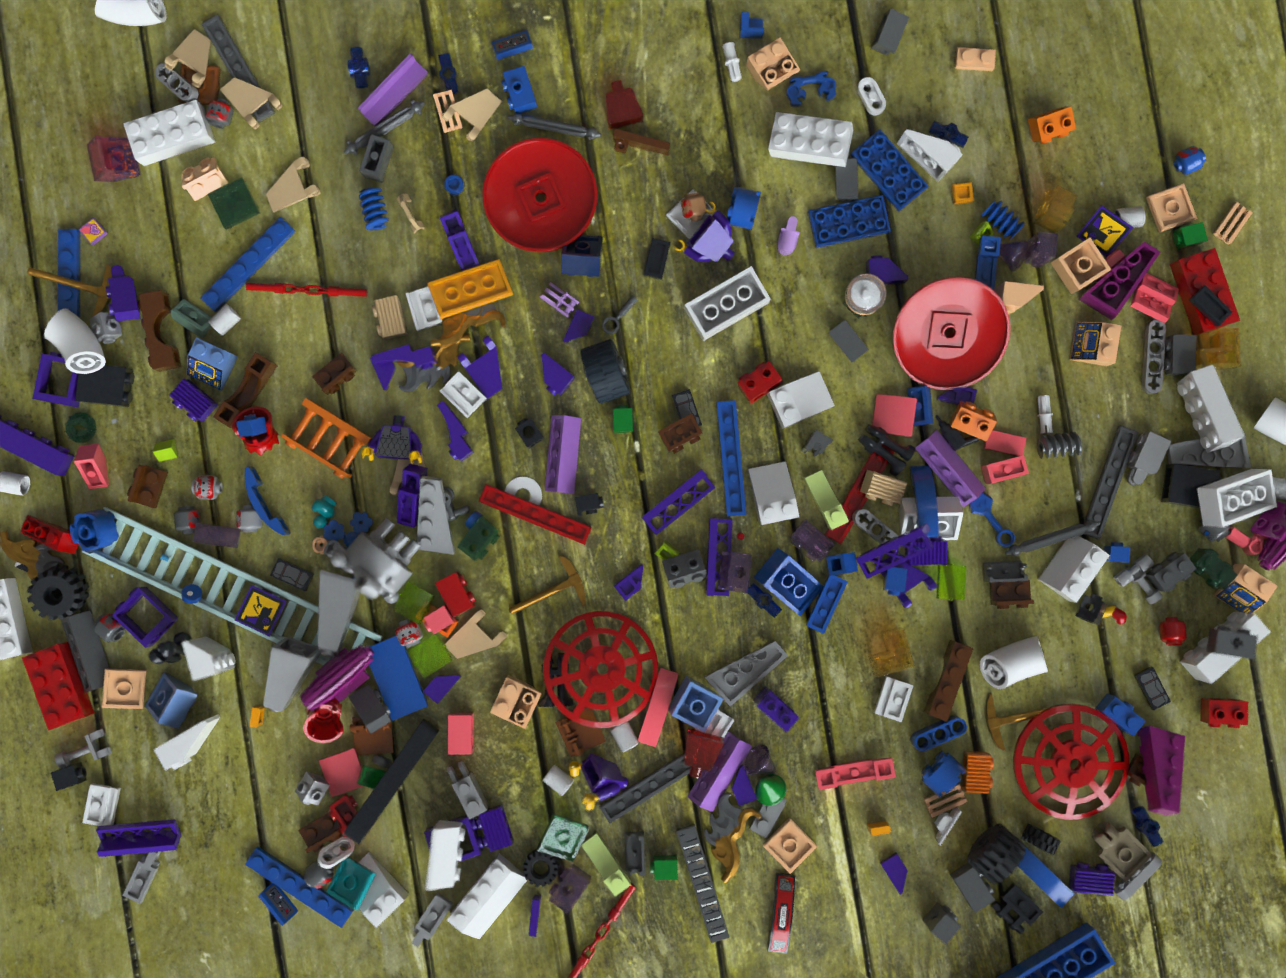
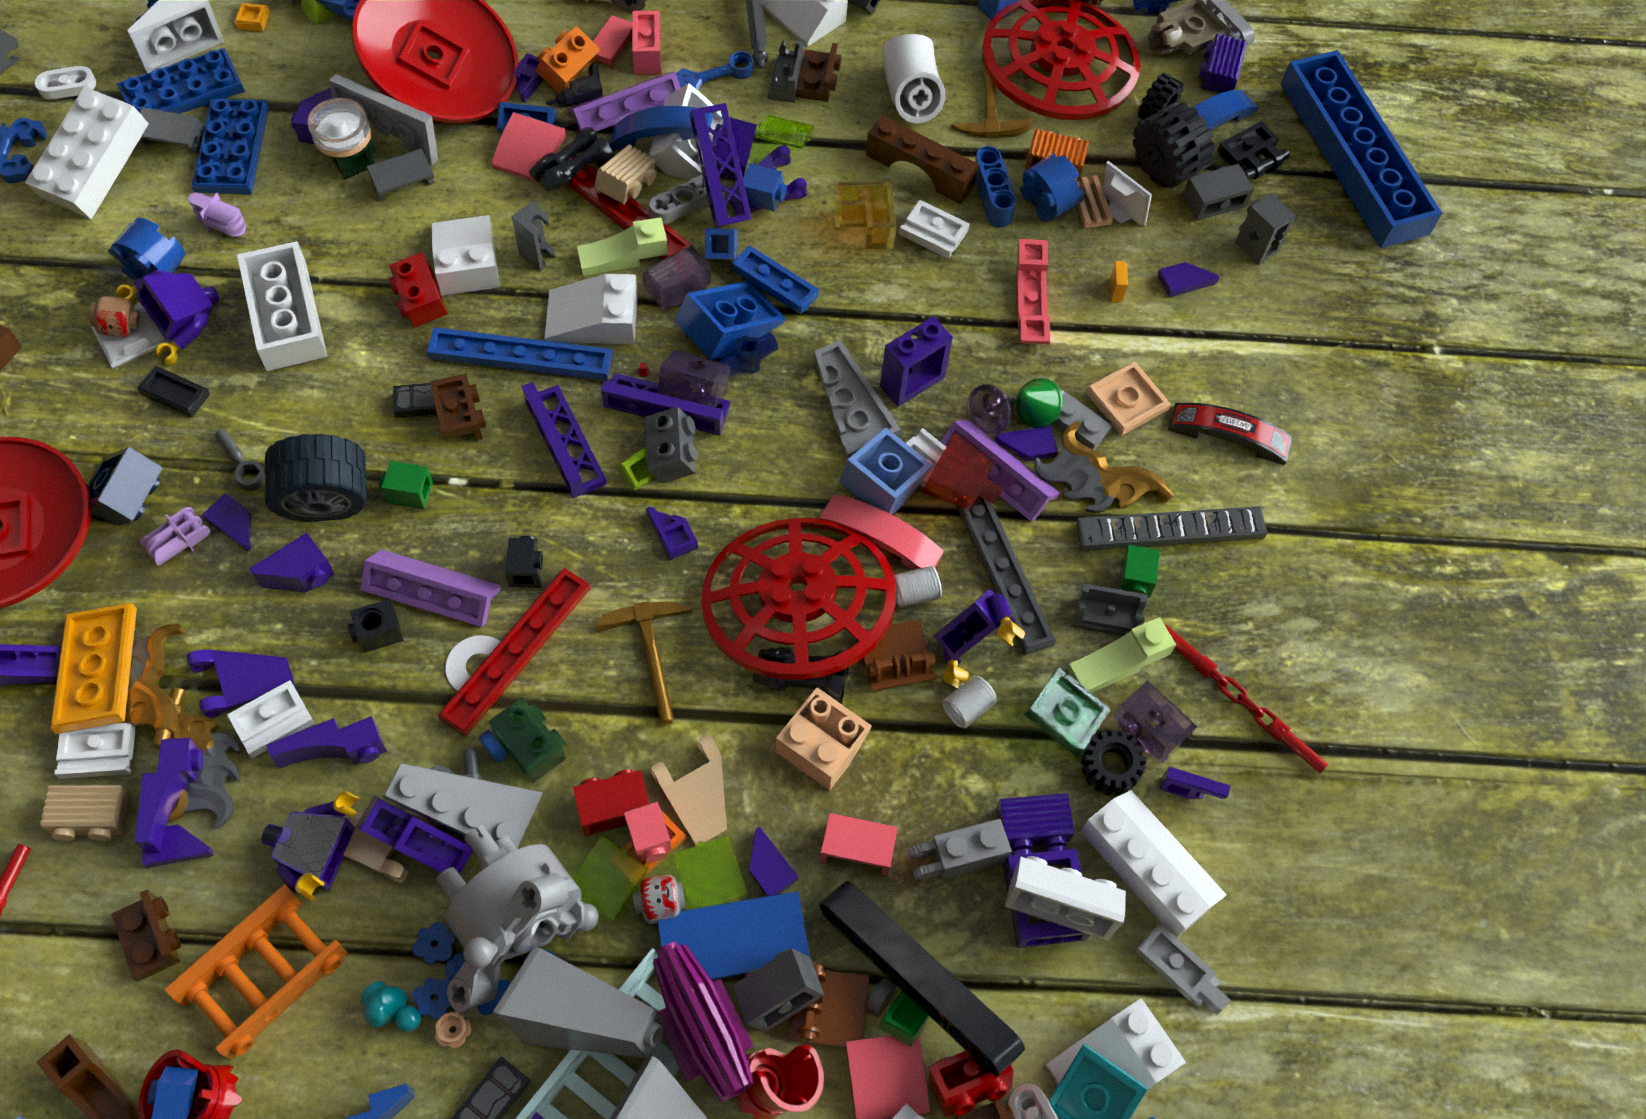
camera: 85 degrees left, 25 degrees down
(887, 317) = (391, 116): none -> light grey wing

